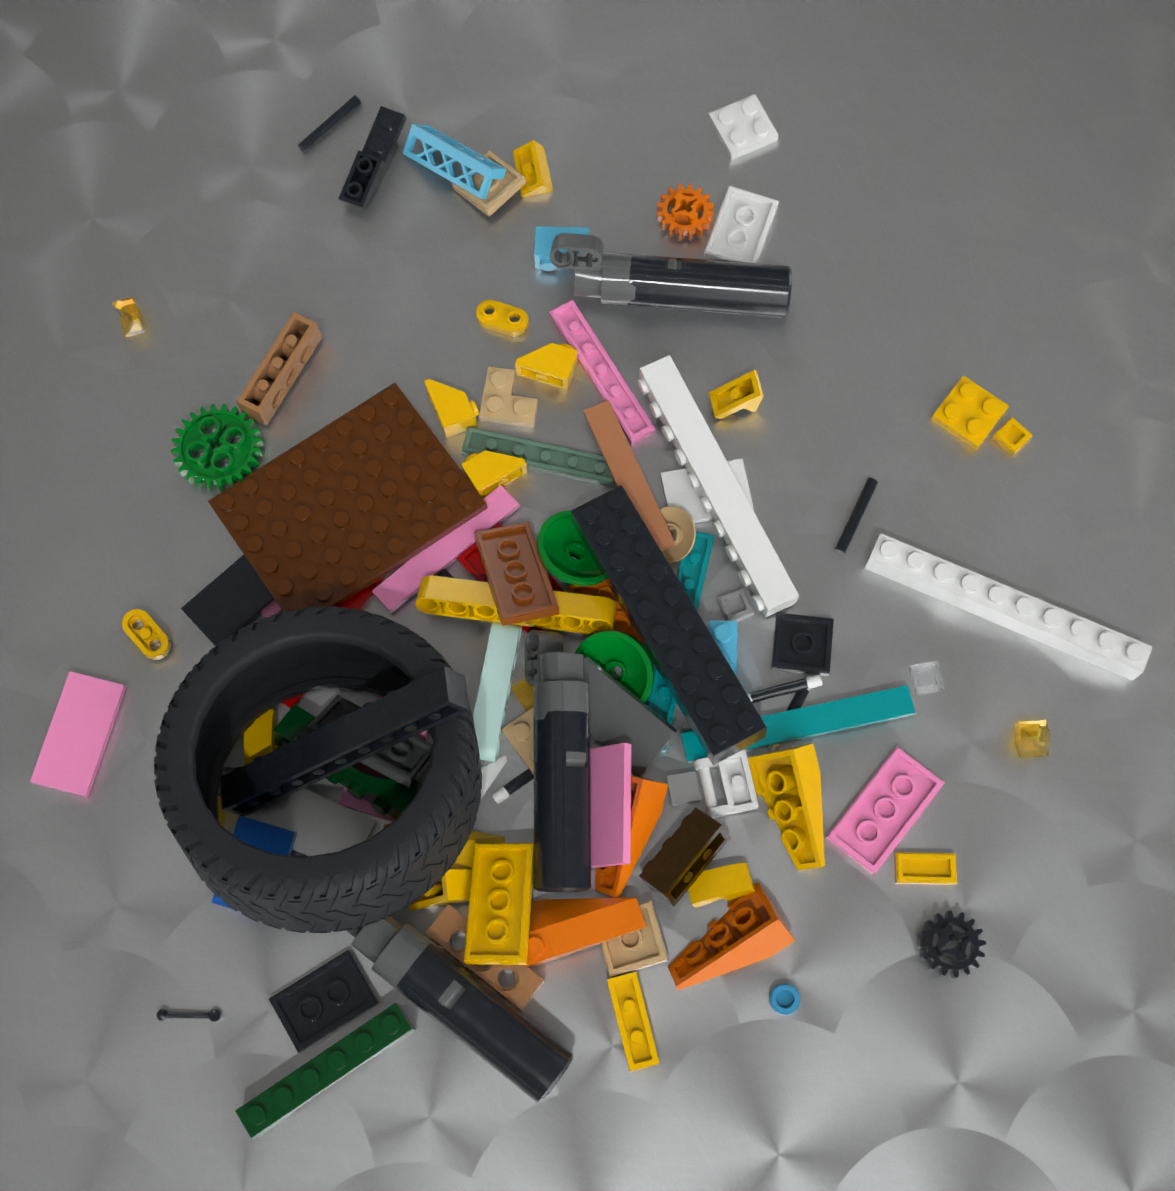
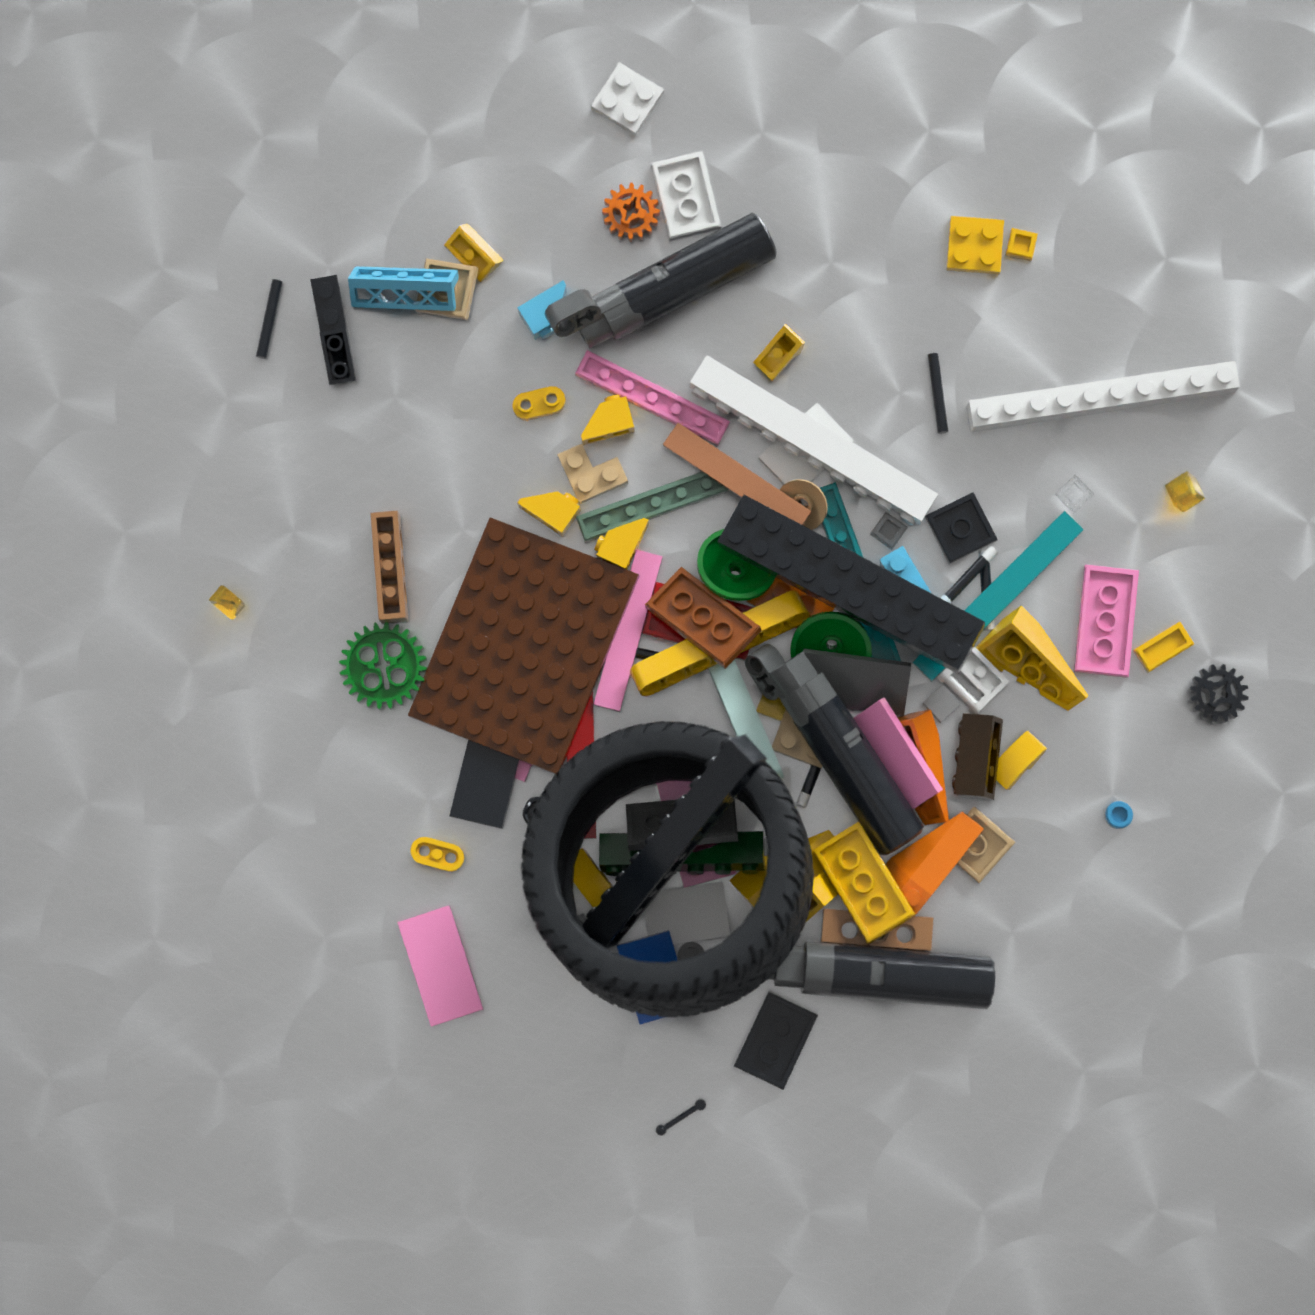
camera: 30 degrees left, 10 degrees up
(324, 1070) = (815, 1088): dark green arch -> none
(633, 1021) = (1017, 905): yellow plate -> none
(743, 936) = (1057, 791): orange wedge -> none

